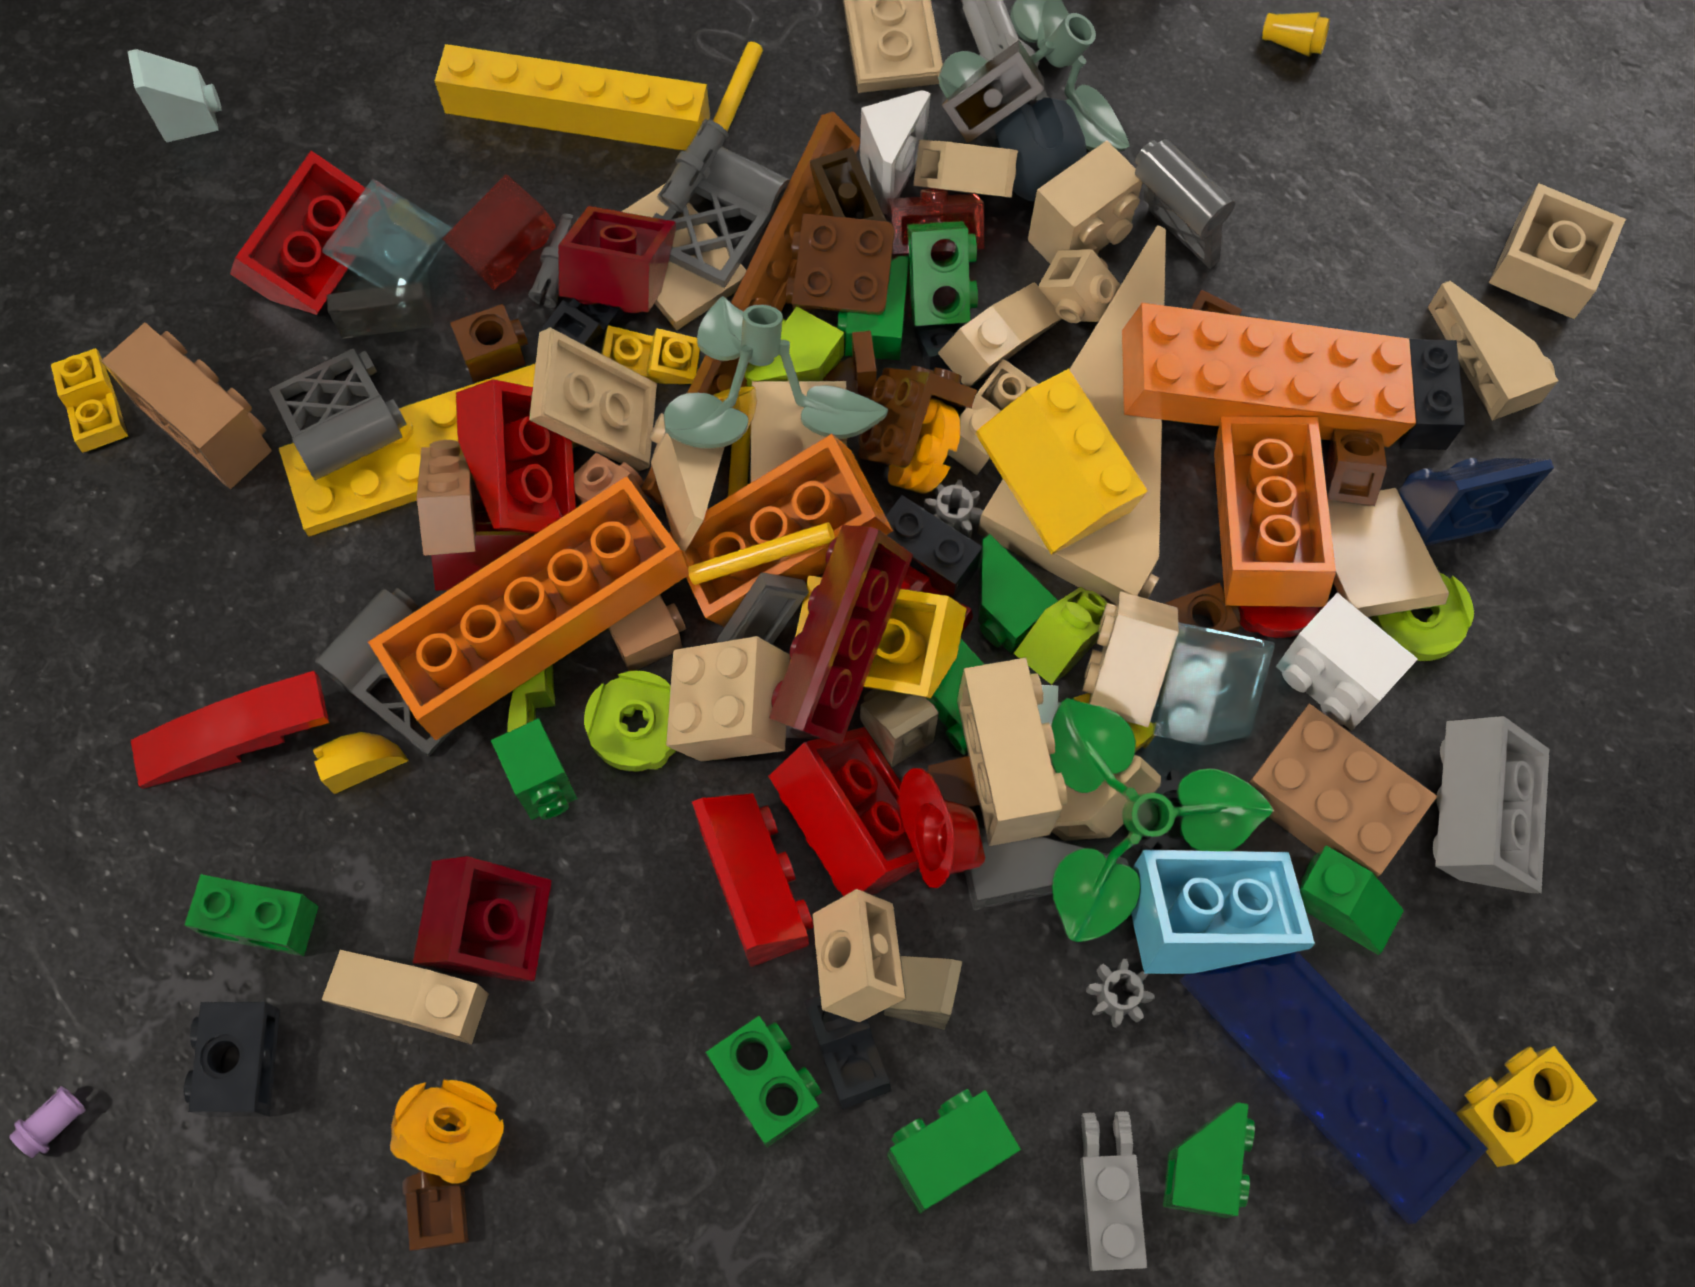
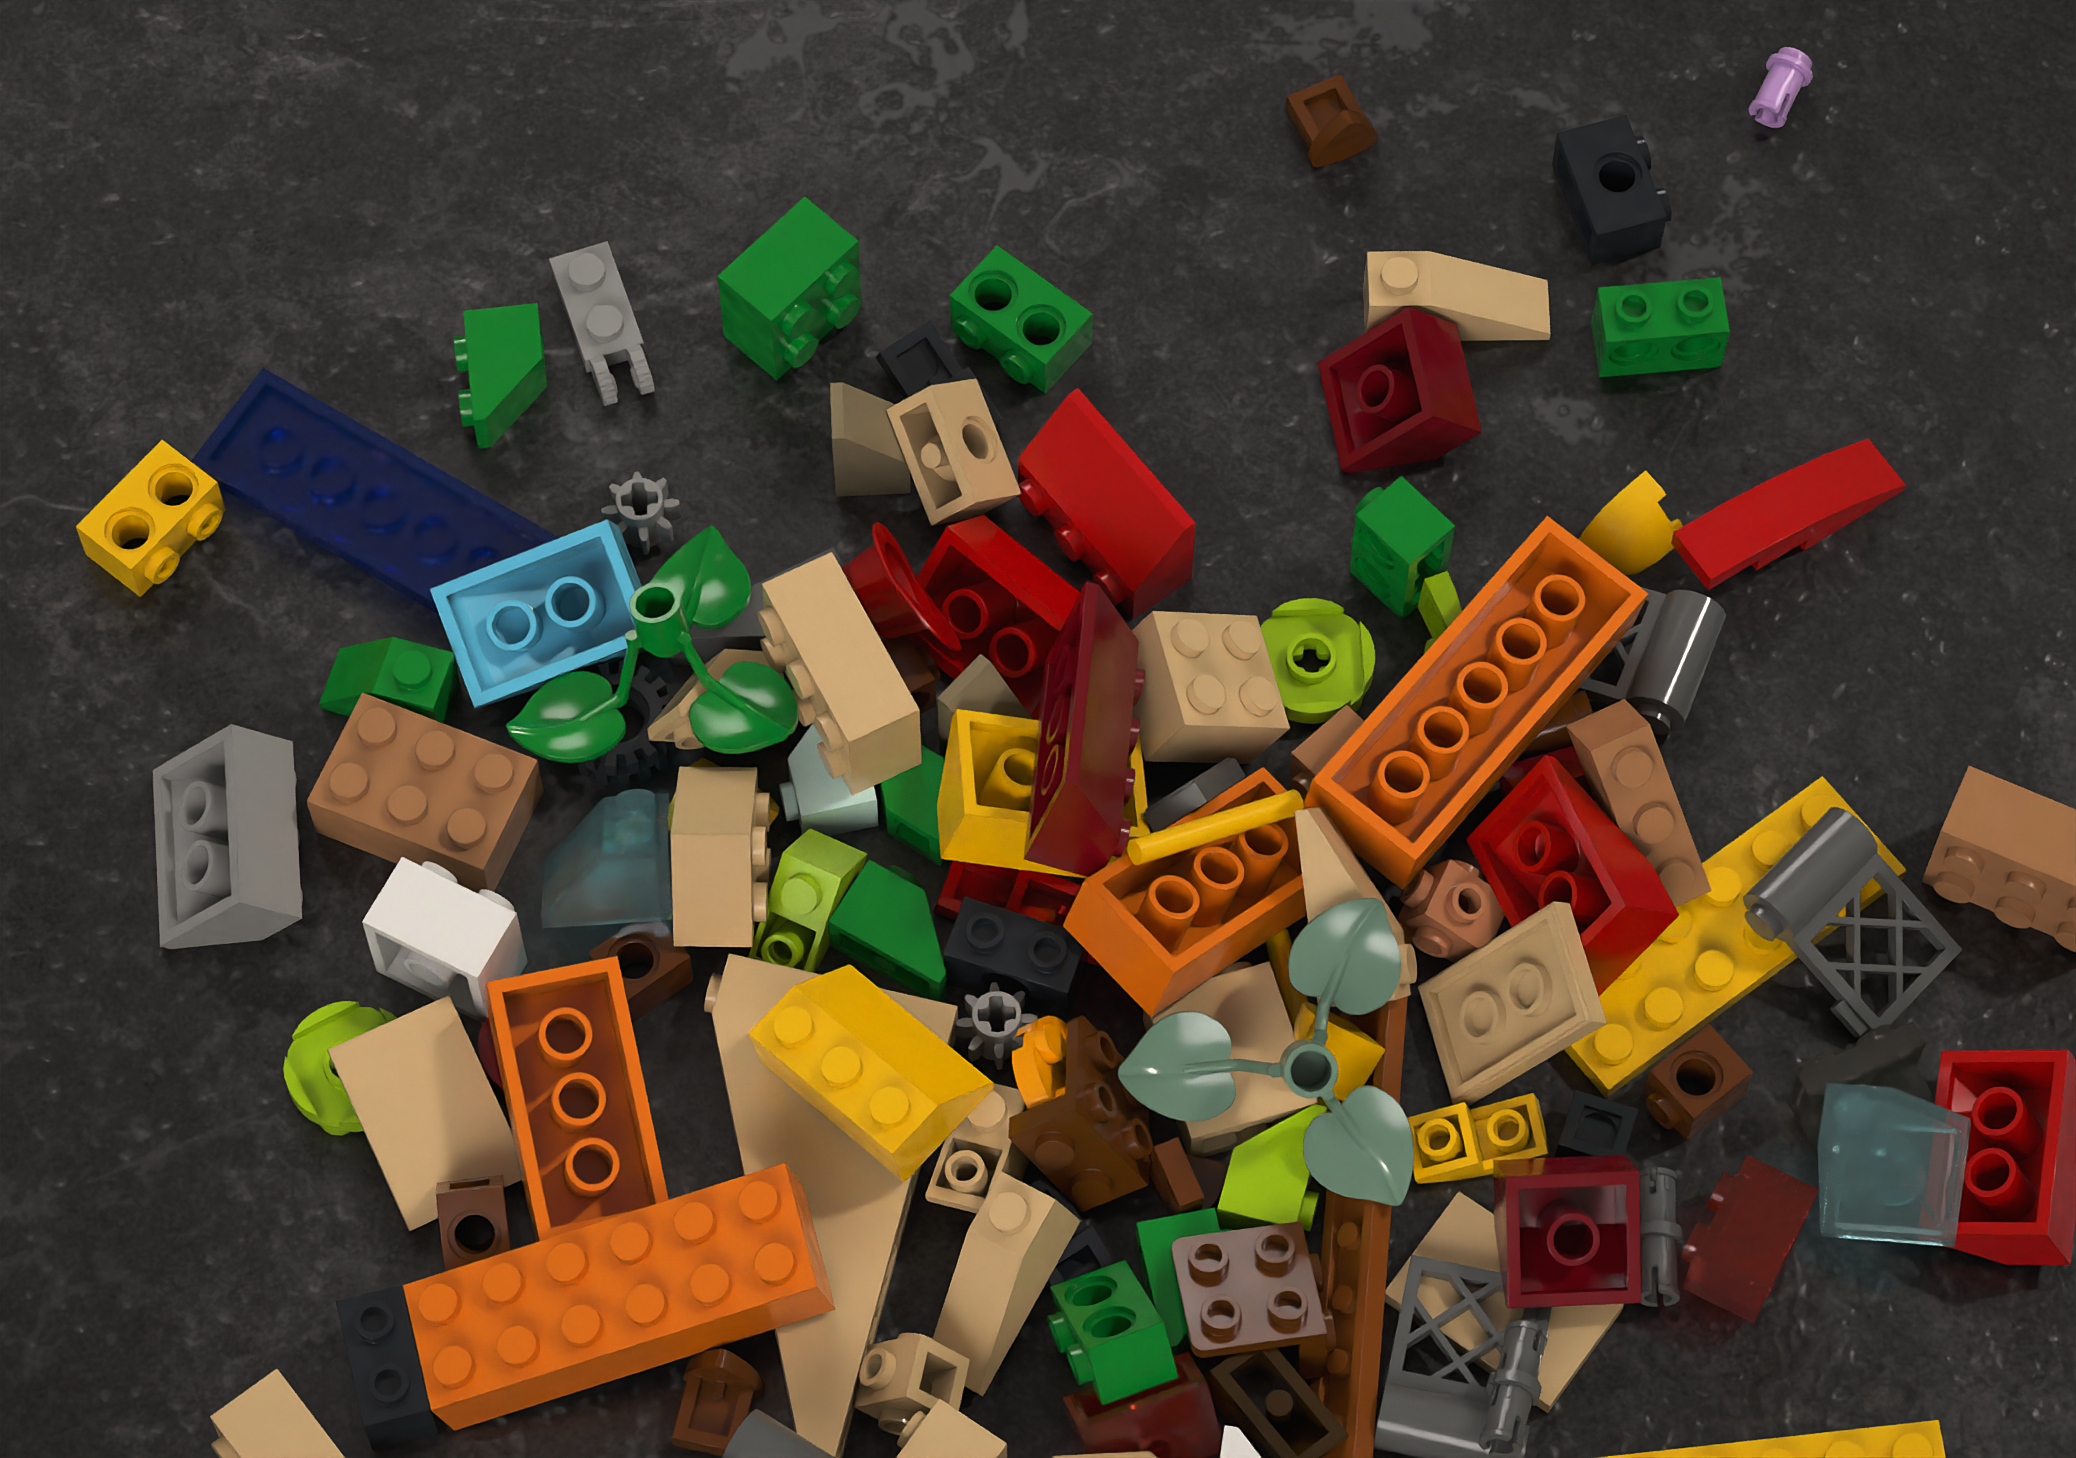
camera: 165 degrees right, 5 degrees down
(444, 1152) = (1318, 199): light orange plate -> none
(1470, 495) = (319, 1201): dark blue slope -> none

